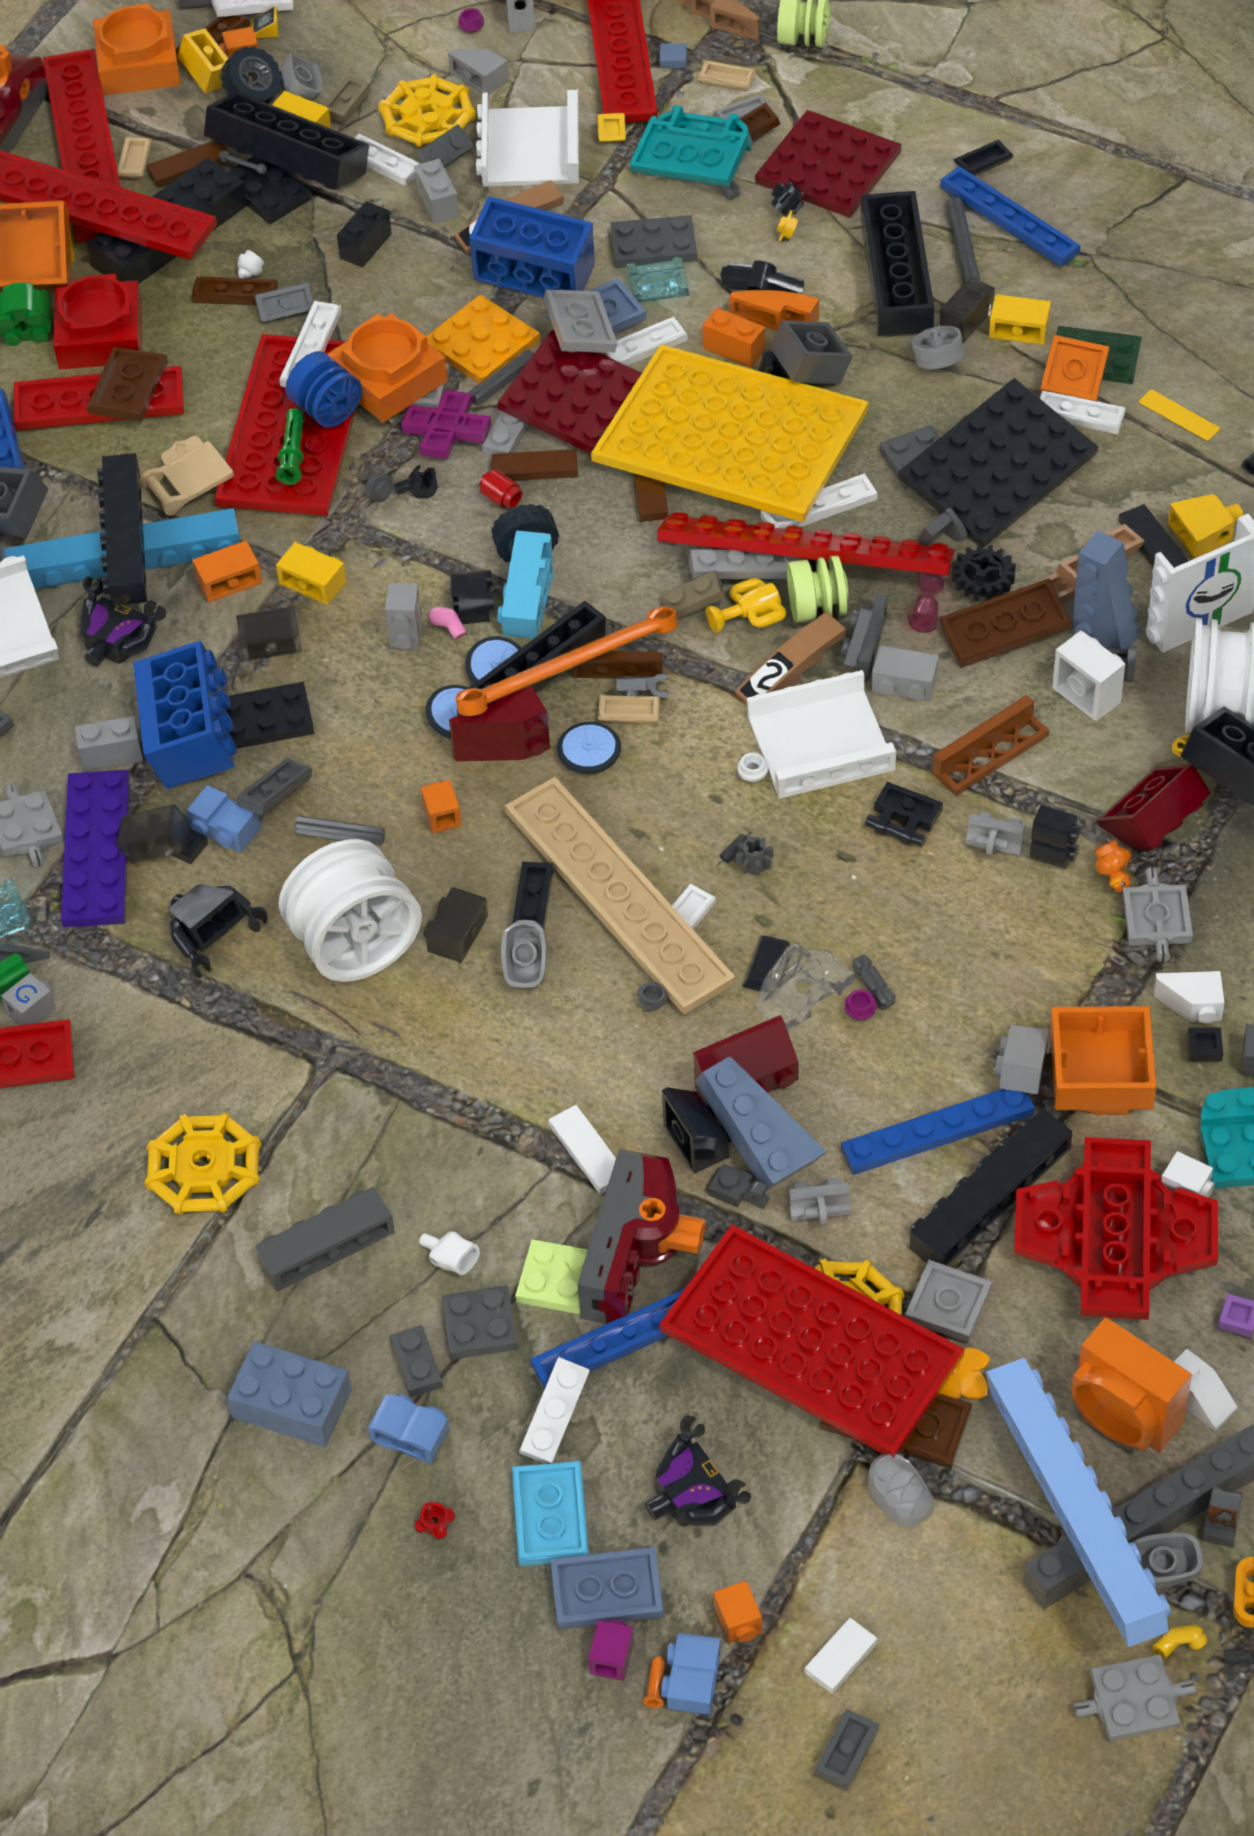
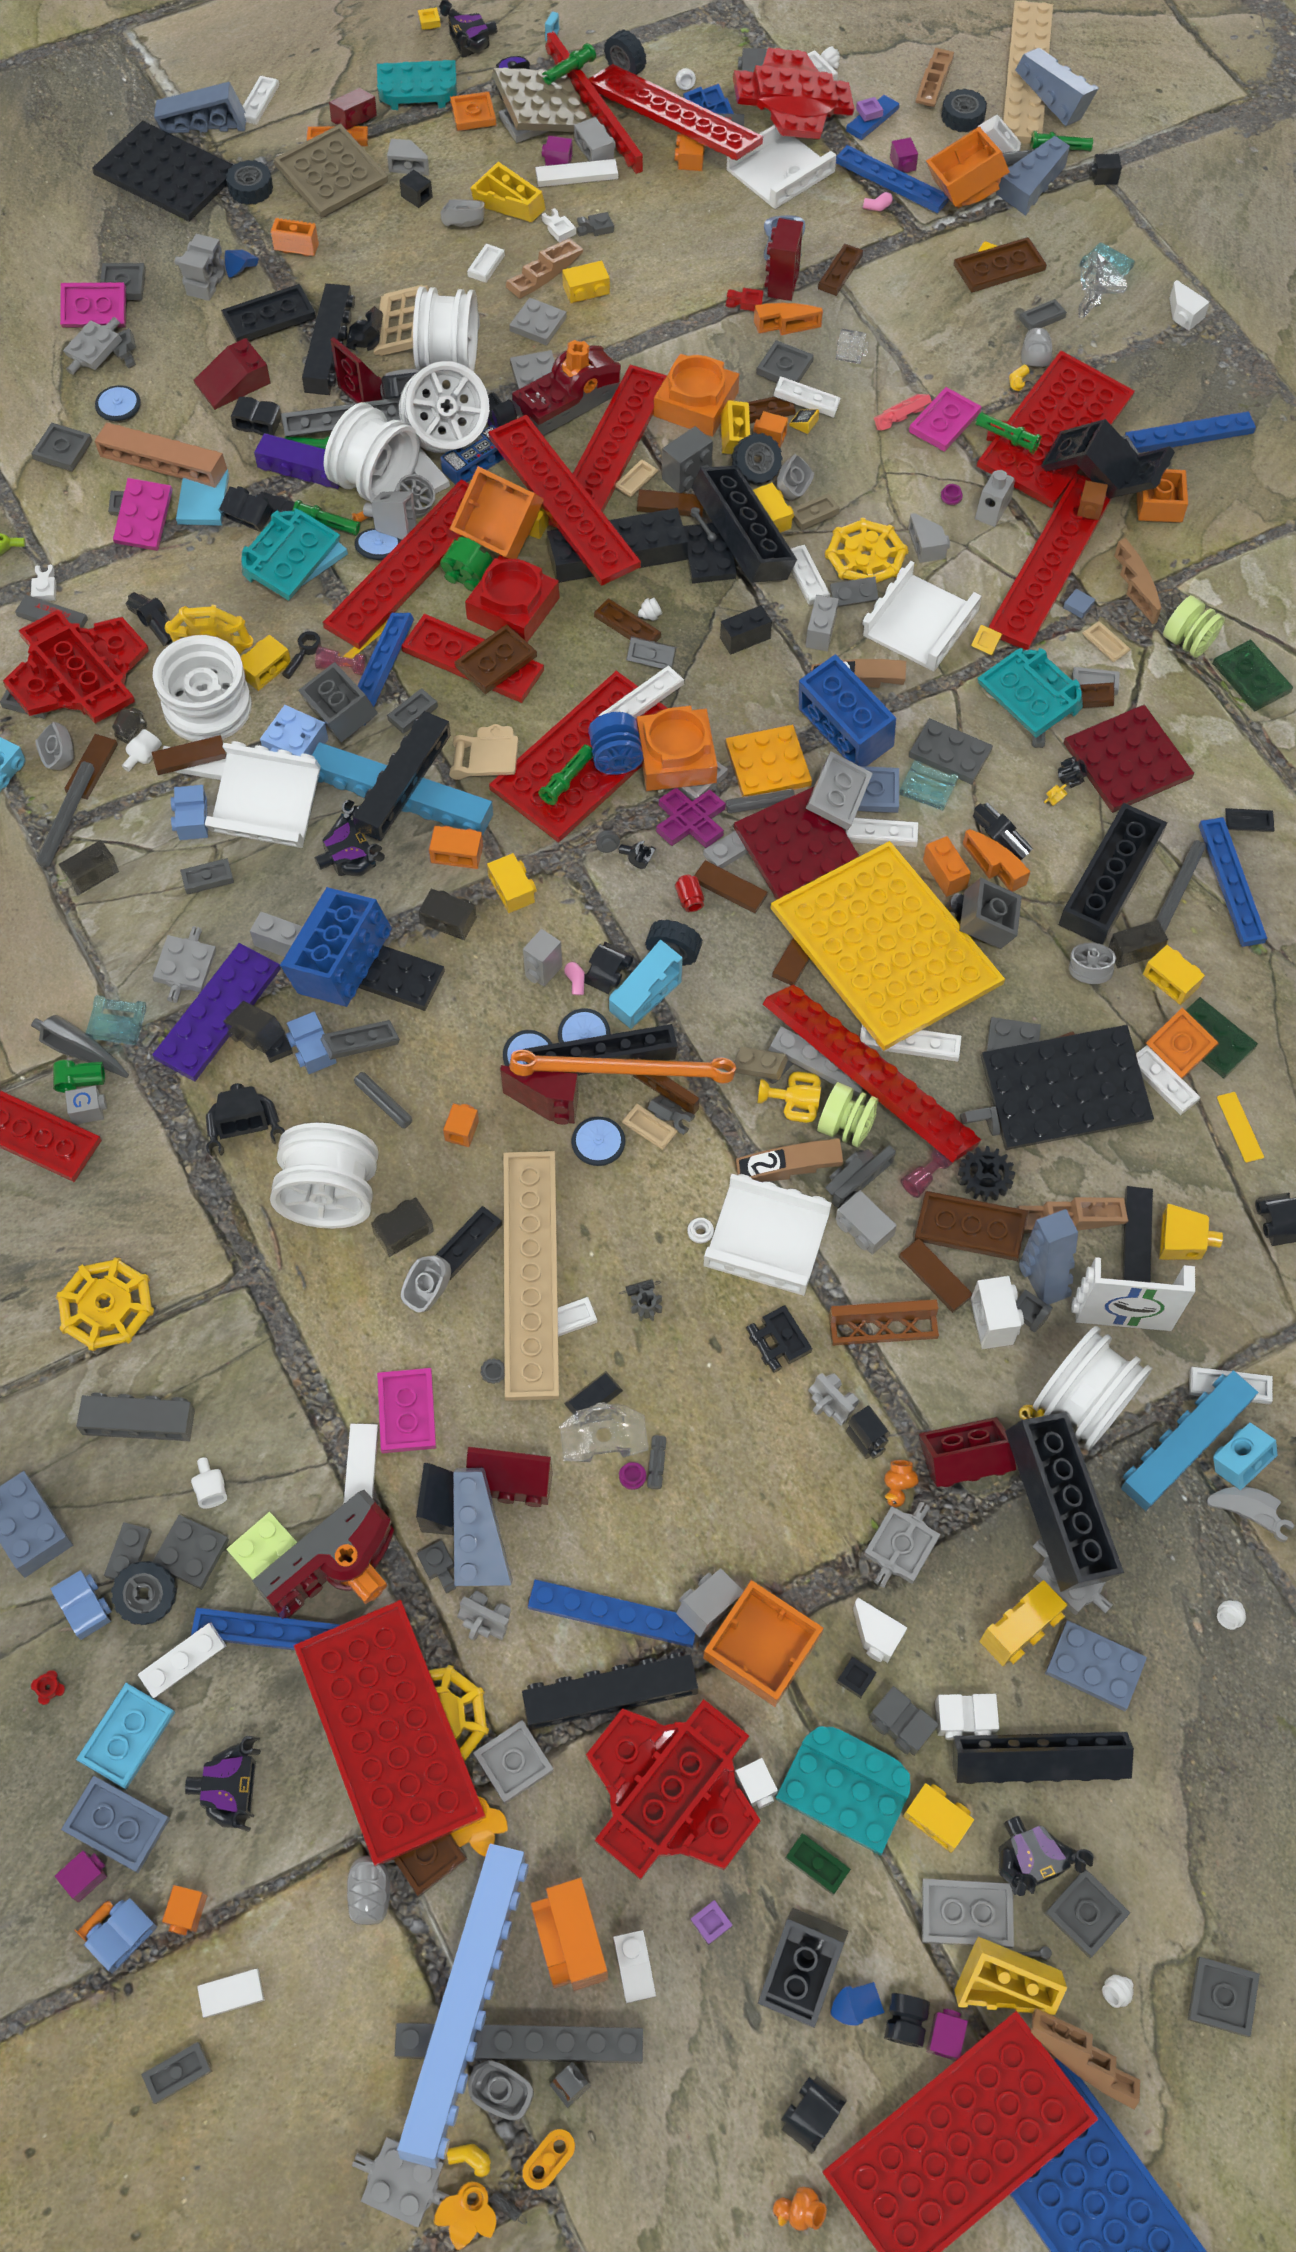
camera: 30 degrees right, 10 degrees up
(75, 476) = (412, 708): none -> dark grey plate
(179, 111) = (684, 459): none -> dark grey brick
(448, 1381) = (127, 1587): none -> black wheel
(595, 1076) = (406, 1410): none -> dark pink plate
(888, 36) = (1252, 675): none -> clear green plate
(1004, 683) = (935, 1275): none -> reddish brown tile
(1217, 1686) = (465, 2218): none -> light orange plate

